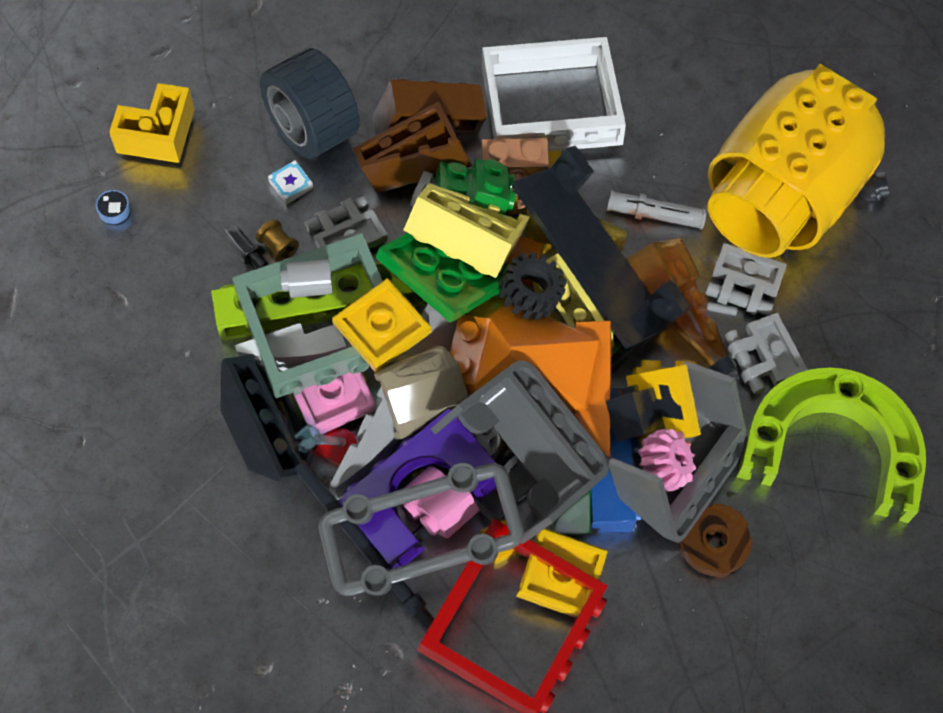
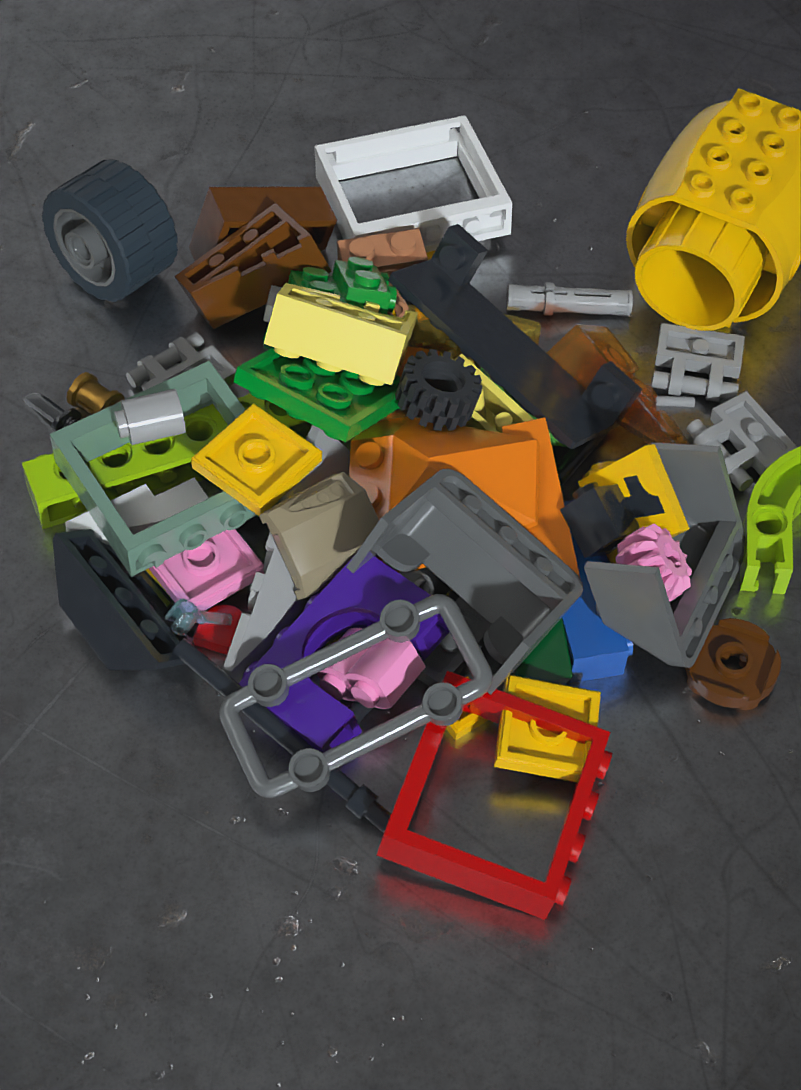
camera: 10 degrees left, 10 degrees down
(290, 182) = (99, 332): white tile -> none

